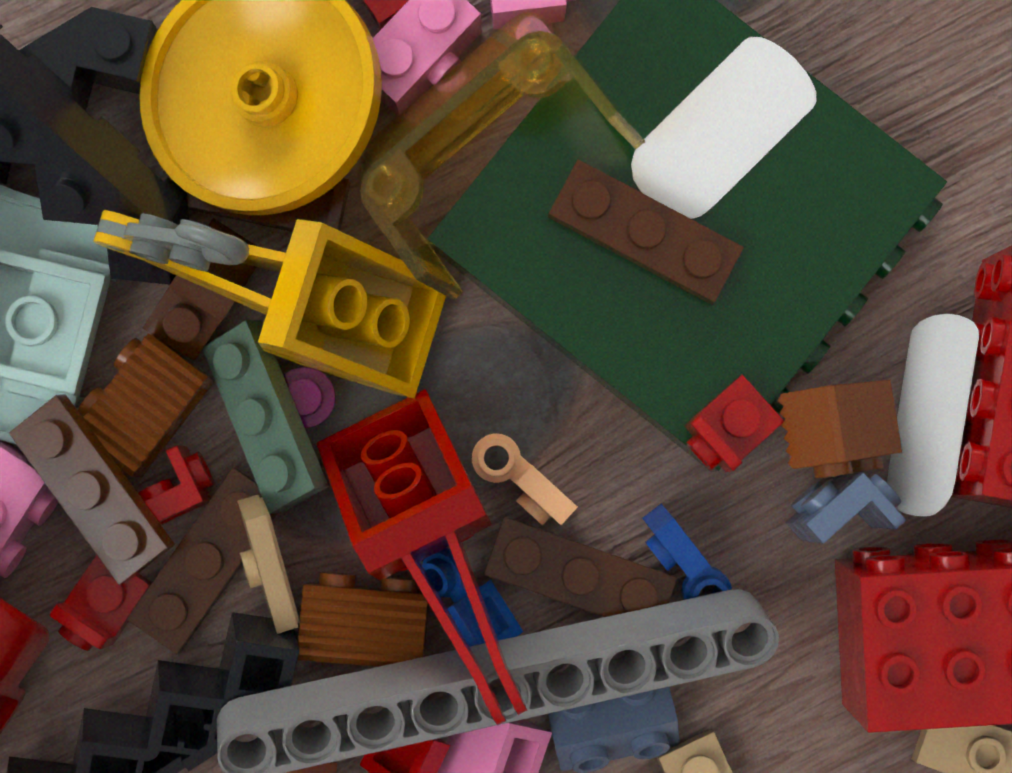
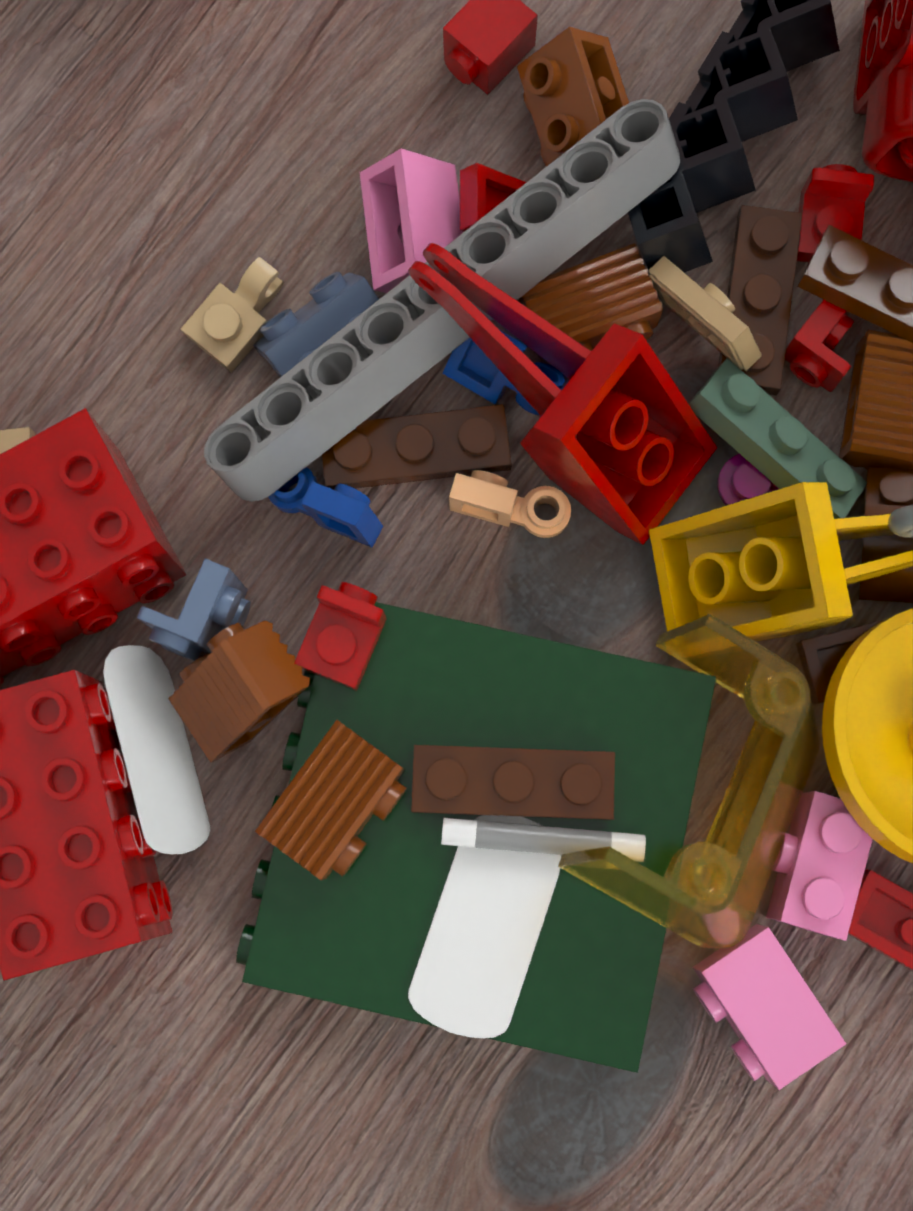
camera: 160 degrees right, 5 degrees down
(644, 172) = (538, 838): none -> light grey bar
(806, 286) = (332, 802): none -> dark orange brick

